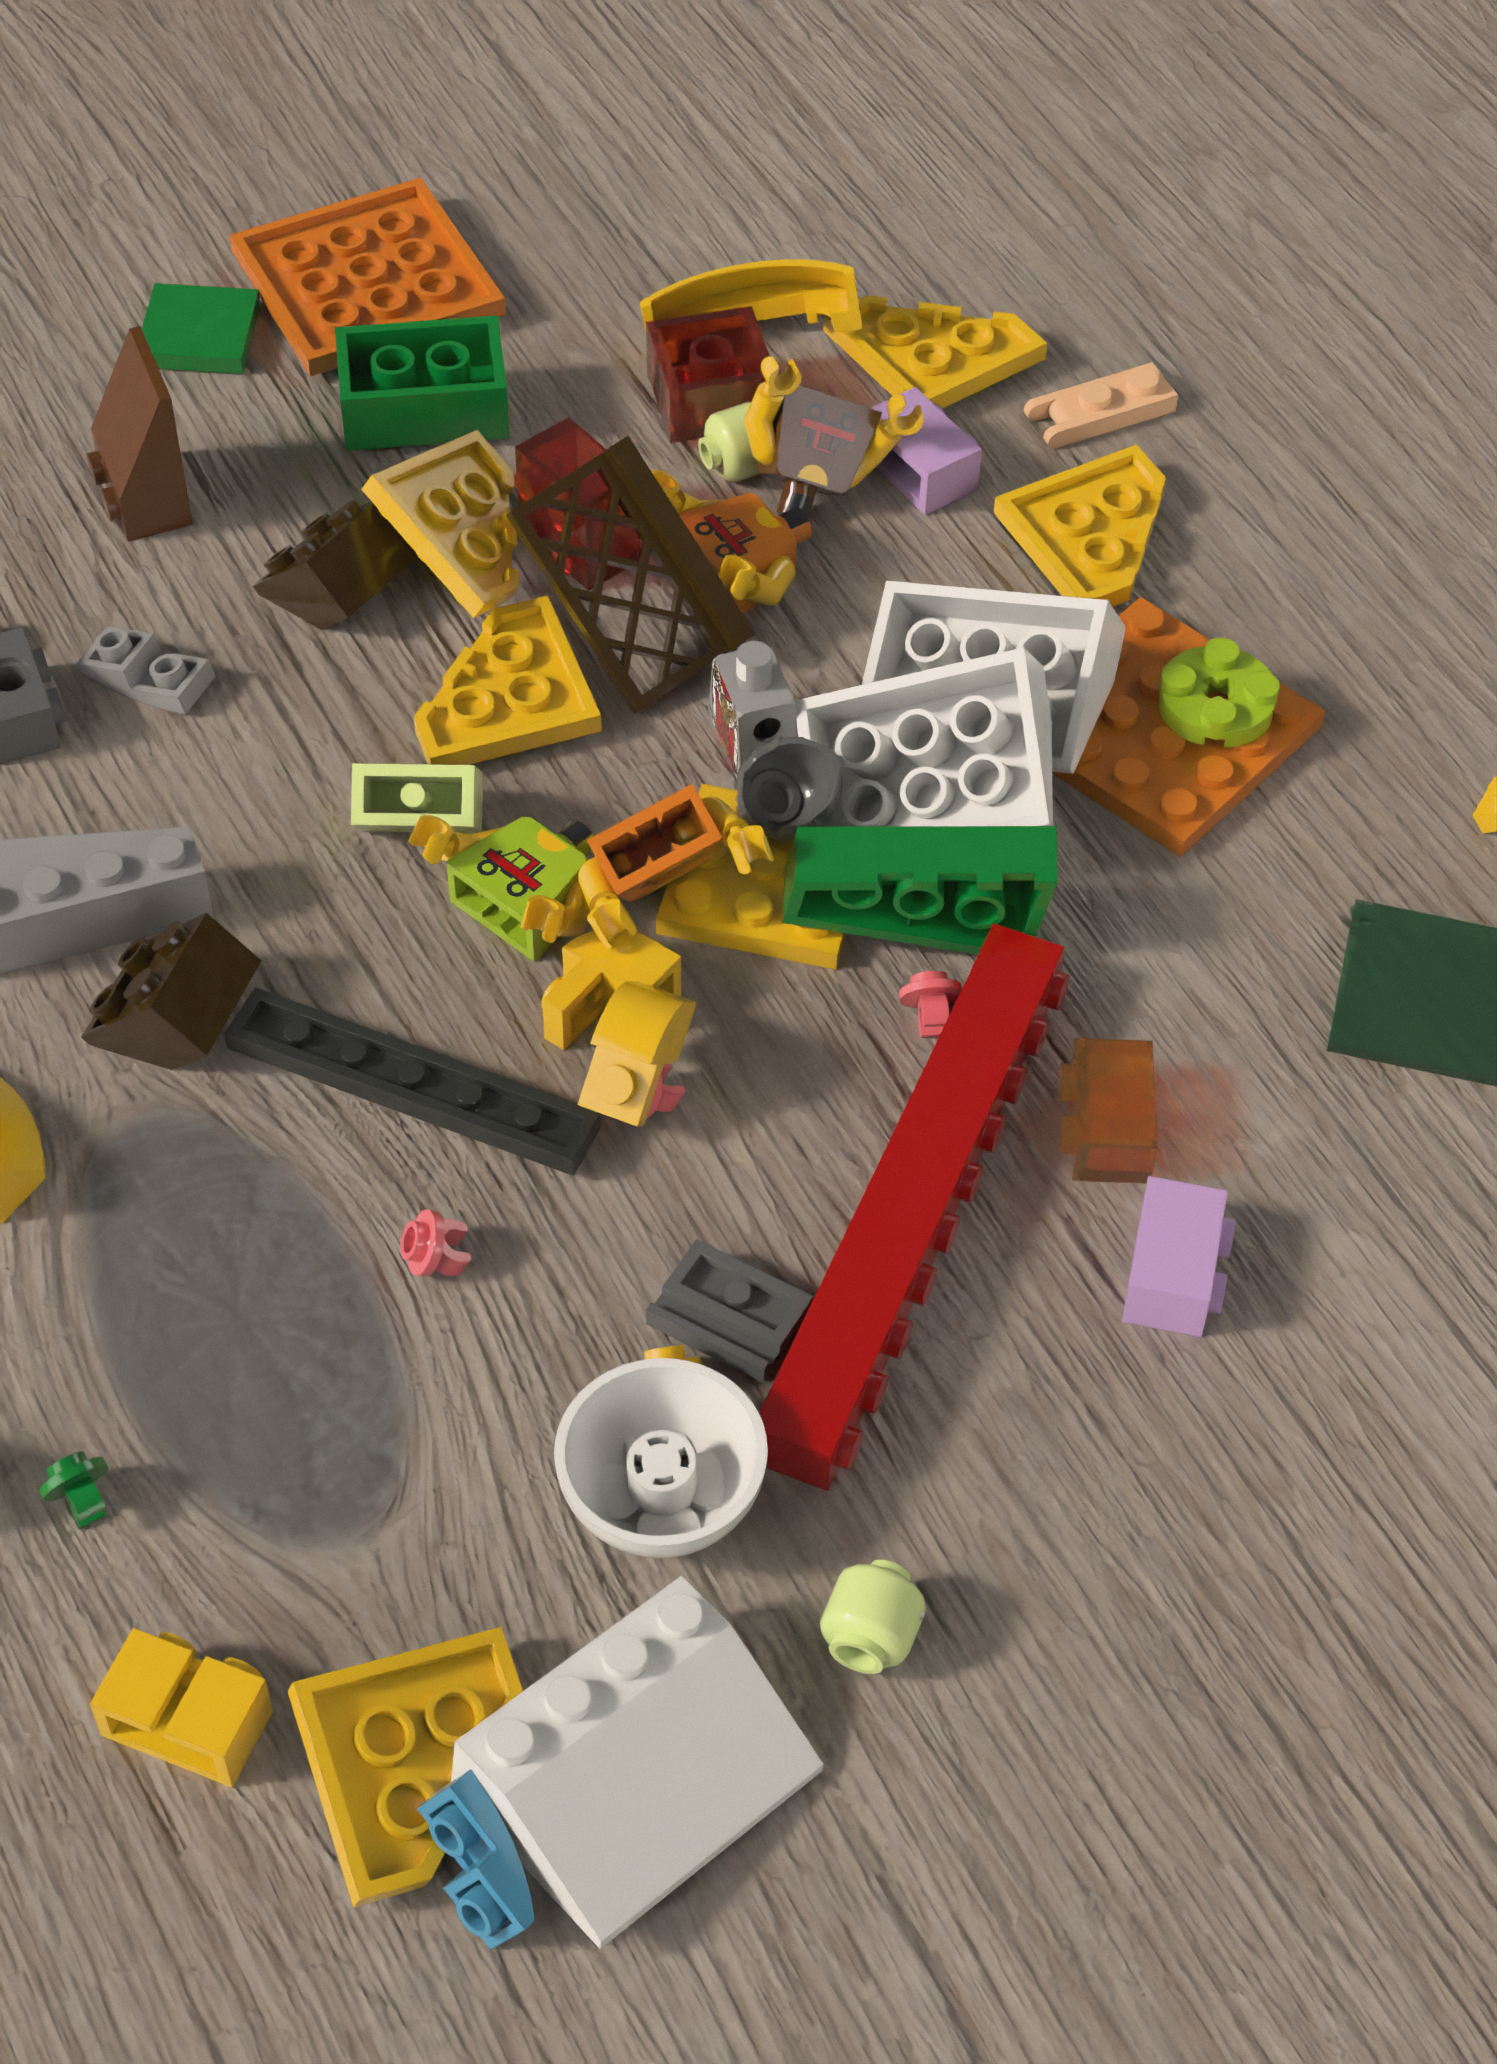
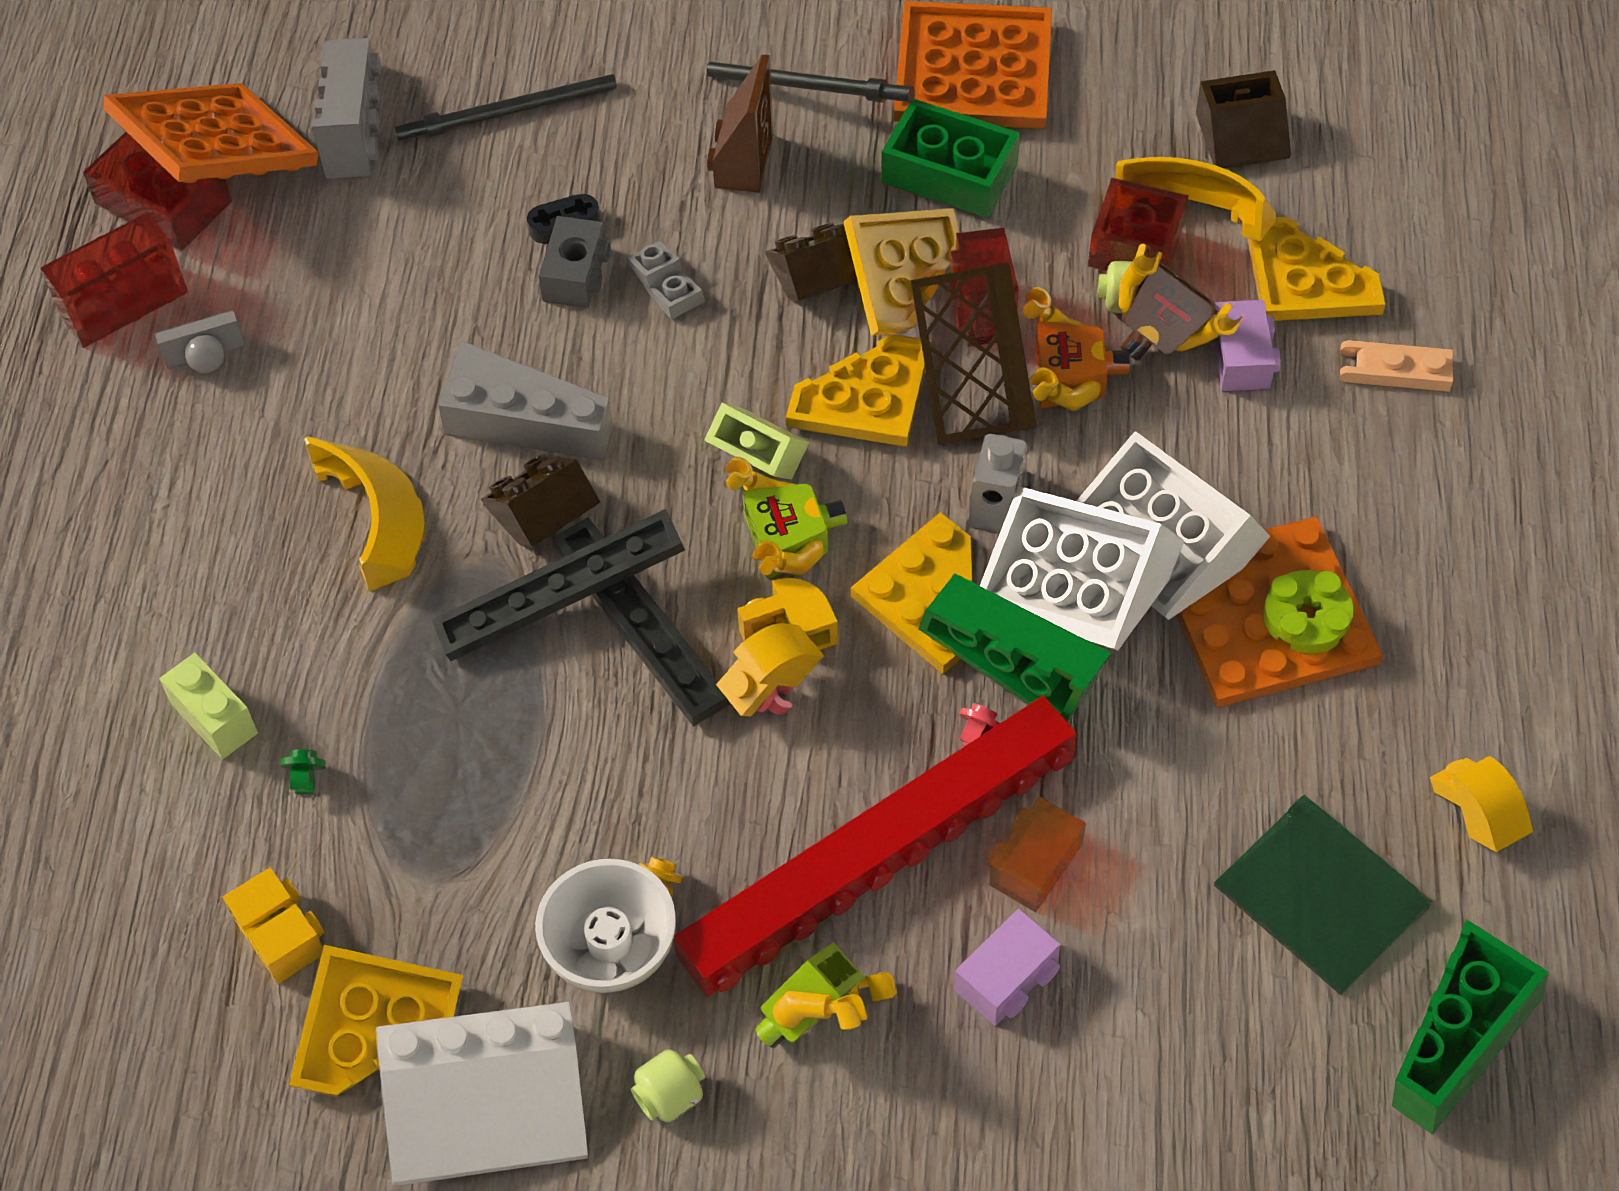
camera: 35 degrees right, 5 degrees up
(201, 327) = (848, 53): green tile -> none
(278, 1085) = (557, 585): none -> pearl dark grey plate
(279, 335) = (874, 89): none -> pearl dark grey bar
(427, 1245) = (578, 725): coral plate -> none
(492, 1888) = (357, 1117): dark azure slope -> none
(658, 849) = (860, 545): torso -> none
(729, 1310) = (719, 855): dark grey plate -> none
(741, 208) = (1244, 119): none -> dark brown slope
(789, 786) = (975, 543): dark grey hair -> none
(985, 1399) = (817, 993): none -> torso
(1088, 523) = (1321, 450): yellow plate -> none

